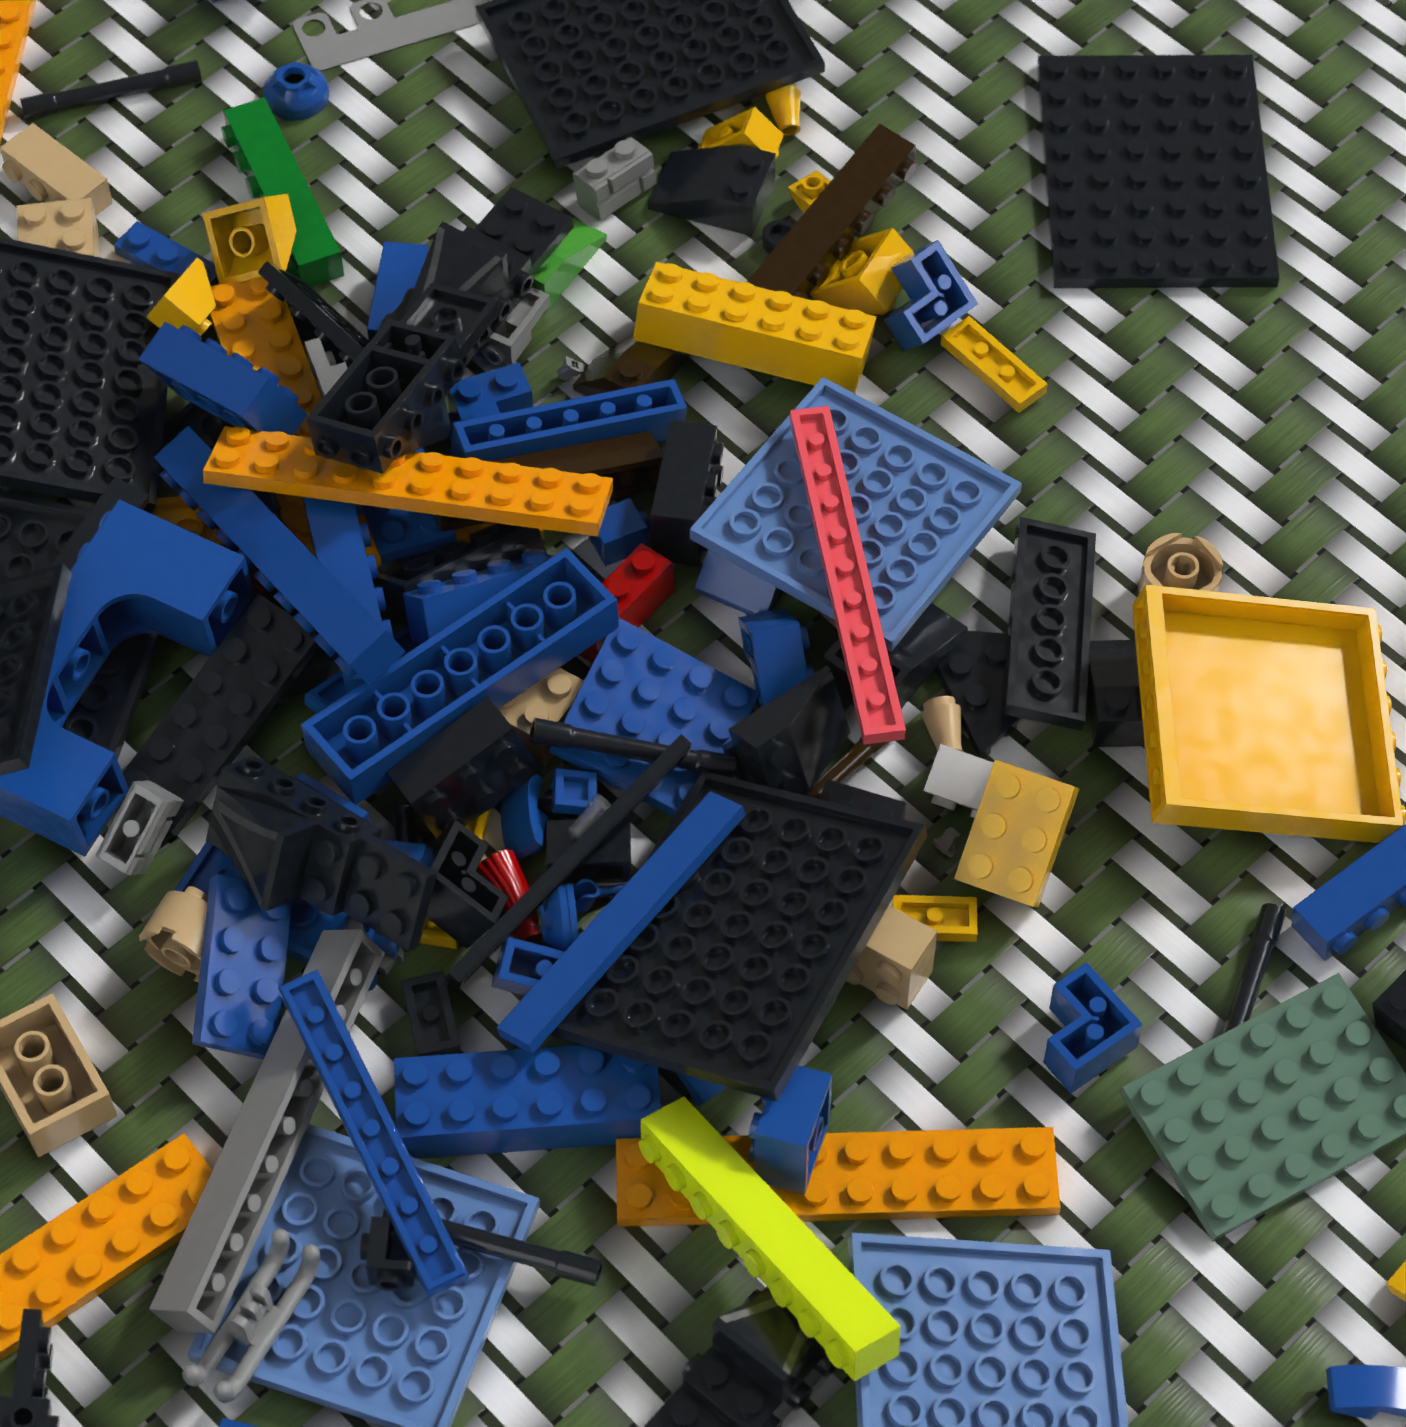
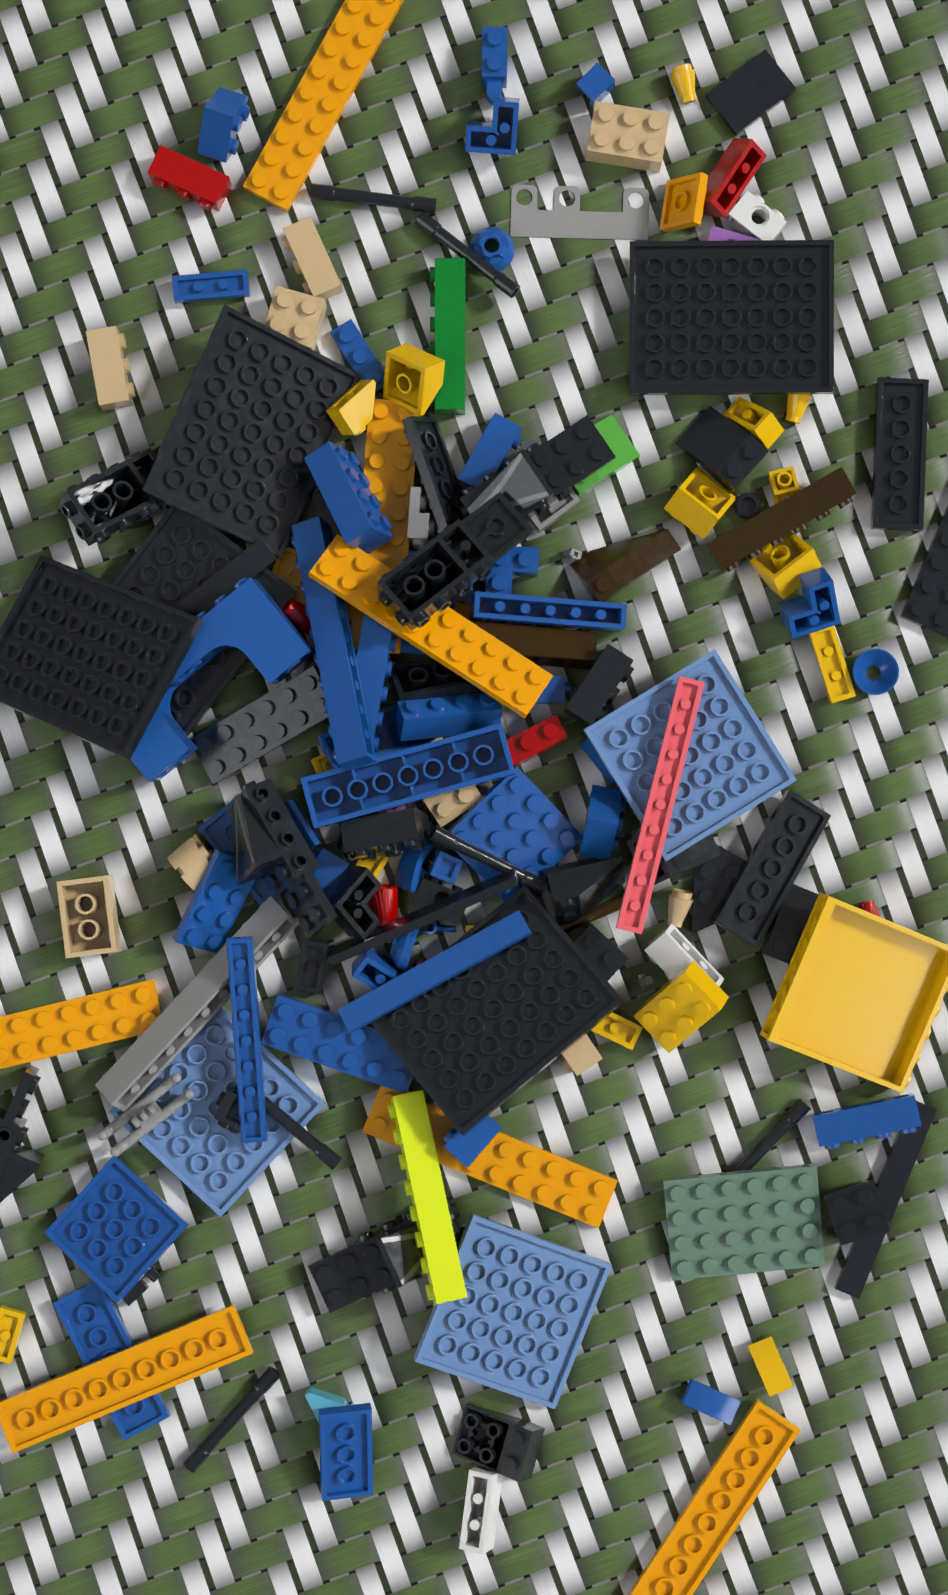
camera: 20 degrees right, 30 degrees up
(139, 827) = (193, 783): light grey brick -> none
(320, 105) = (498, 278): none -> black piece
(594, 810) = (451, 888): clear piece -> none
(614, 178) = (662, 419): light grey brick -> none
(715, 250) = (699, 503): none -> yellow slope
(753, 327) = (694, 582): yellow brick -> none
(950, 114) = (899, 454): none -> black plate
(1060, 337) = (888, 671): none -> blue piece
(1095, 1032) = (668, 1142): blue brick -> none
(1182, 564) = (869, 859): tan brick -> none

